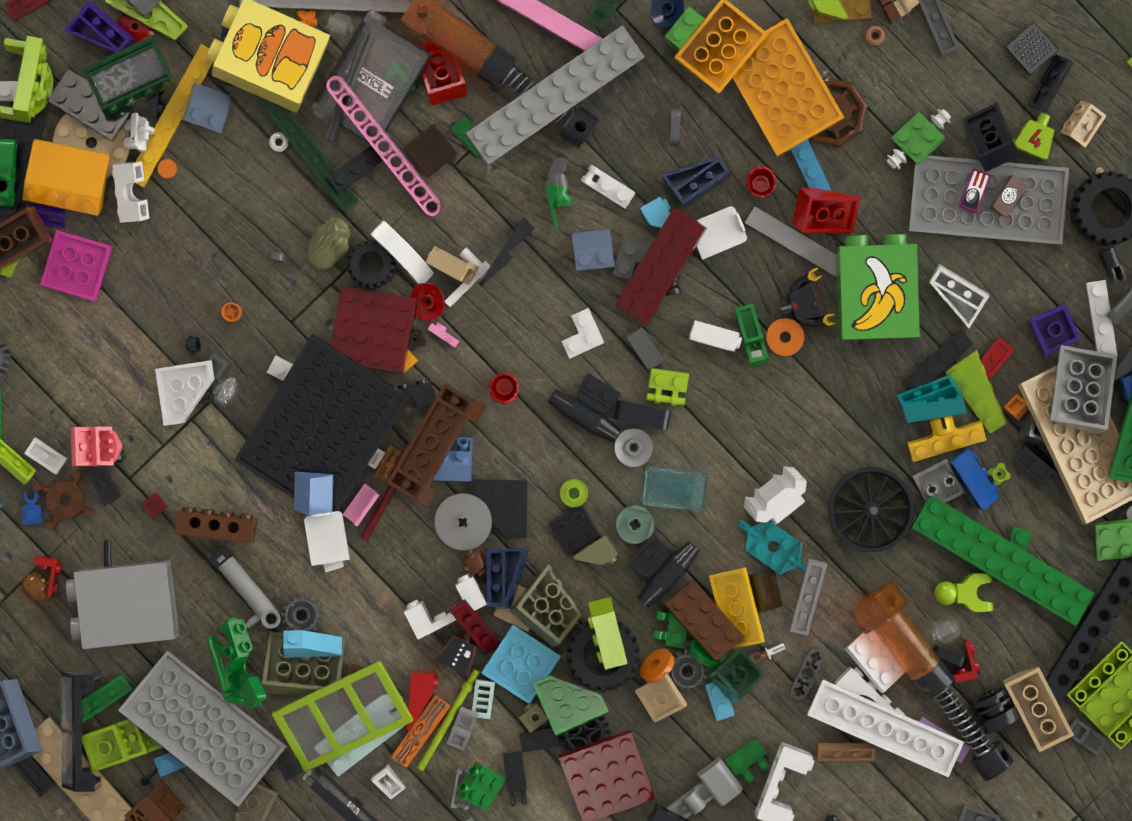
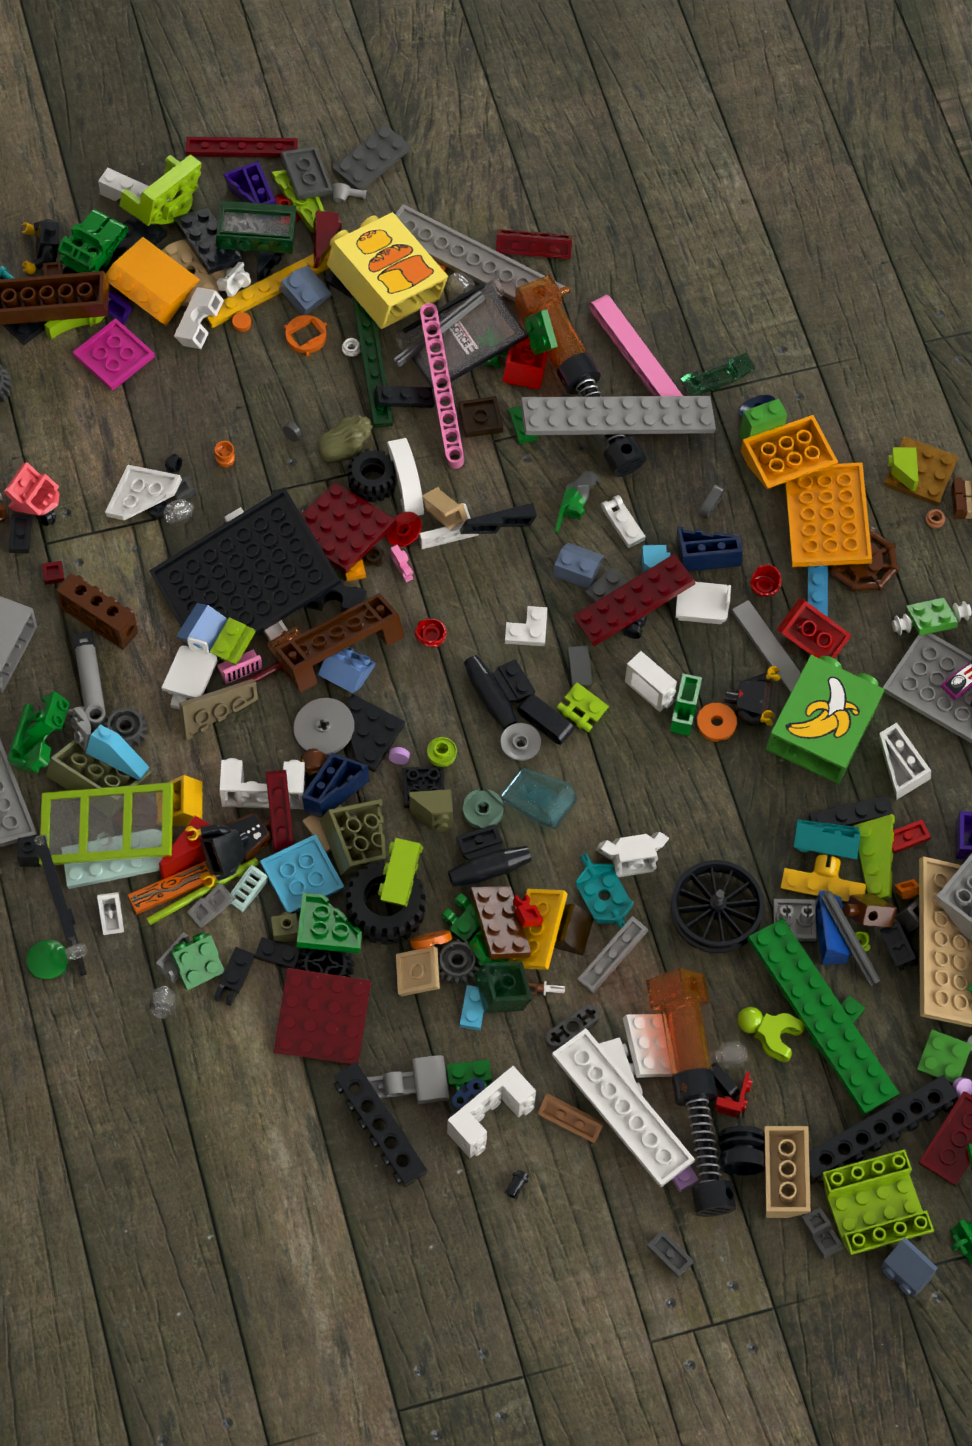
camera: 25 degrees right, 25 degrees down
(191, 42) = (325, 227): none -> dark red slope
(244, 156) = (312, 345): none -> orange piece
(271, 641) = (82, 727): none -> light grey slope
(346, 493) = (232, 641): none -> lime plate
(365, 555) = (214, 706): none -> dark tan wing
(388, 650) = (186, 800): none -> yellow slope
(445, 52) = (540, 332): none -> green plate
(448, 688) = (222, 850): none -> black torso
(541, 514) = (399, 755): none -> lavender tile
(723, 604) = (526, 913): none -> red plate
(760, 780) = (467, 1093): none -> dark blue piece
(993, 483) = (850, 938): none -> dark grey axle
(997, 450) = (861, 907): none -> reddish brown torso

